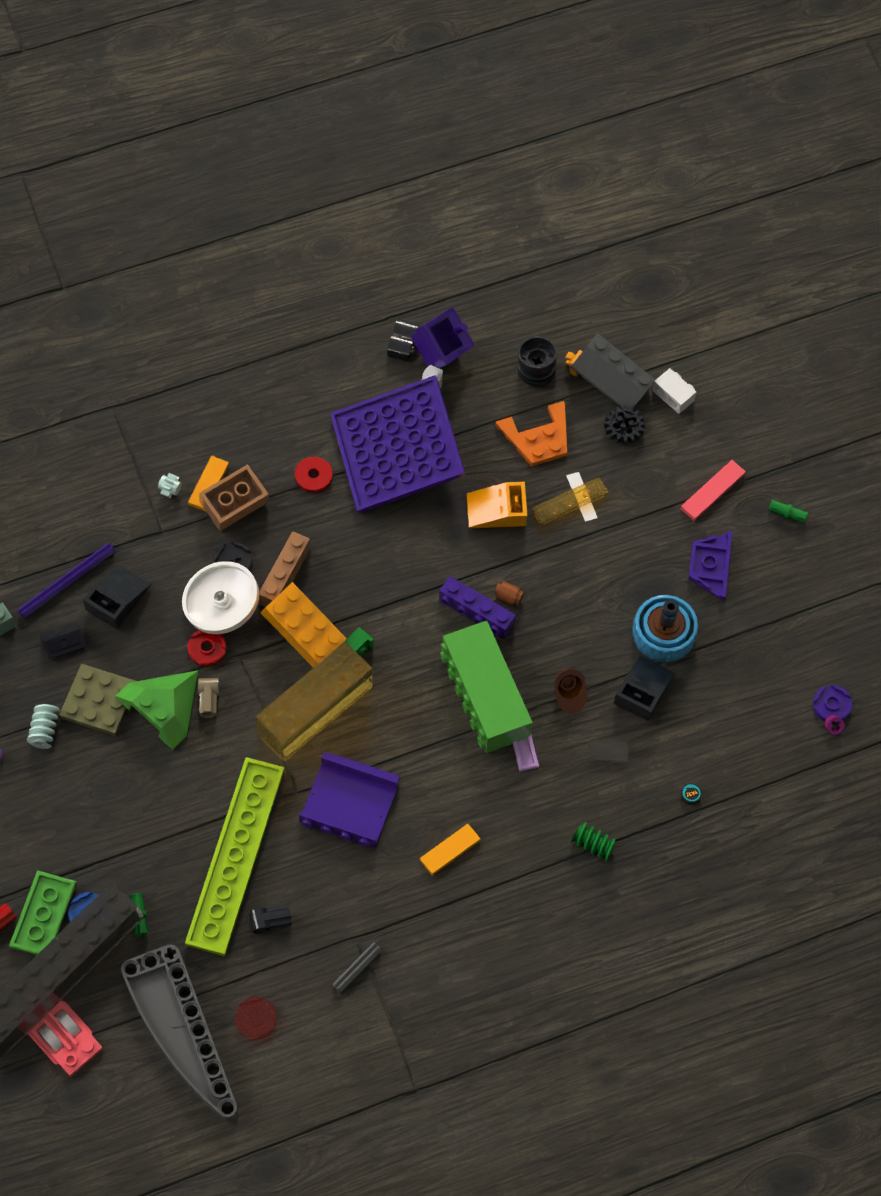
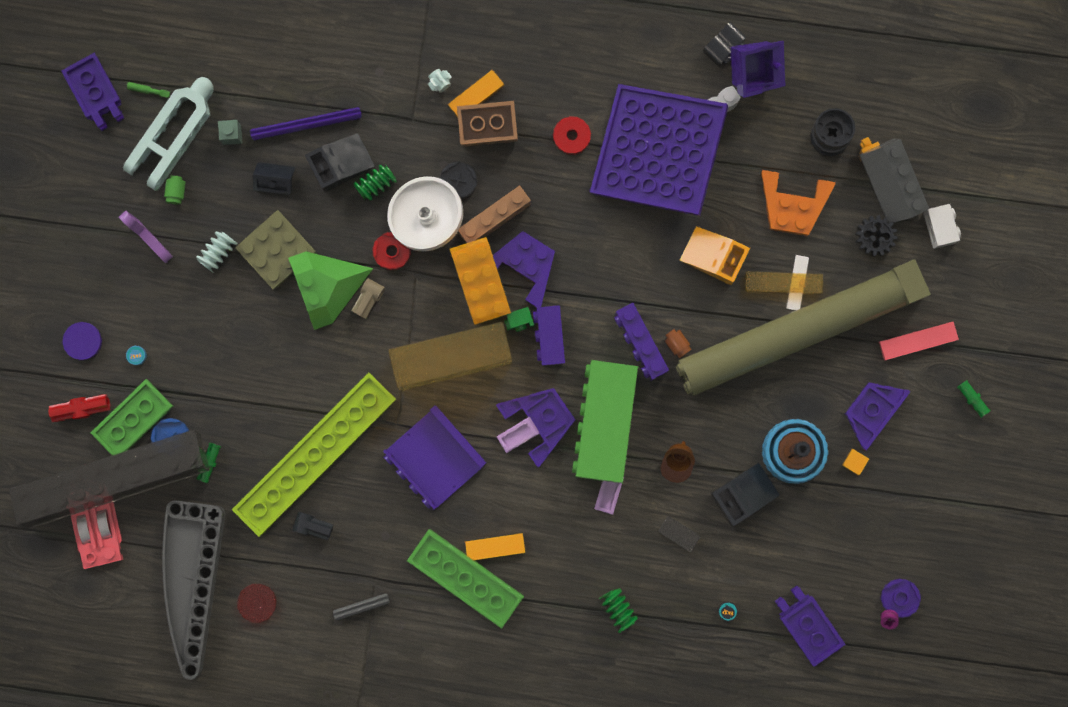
camera: 35 degrees right, 20 degrees up
(15, 856) = (136, 355): none -> dark azure tile
(157, 595) = (375, 182): none -> green piece
(339, 592) = (529, 259): none -> dark purple wing
(392, 642) = (549, 335): none -> dark purple brick
(413, 741) = (518, 434): none -> lavender tile
(429, 711) = (548, 416): none -> dark purple wing
(439, 890) = (465, 578): none -> bright green tile
(591, 546) = (803, 328): none -> olive piece
(722, 613) = (855, 462): none -> light orange tile
(769, 768) = (809, 627): none -> dark purple tile

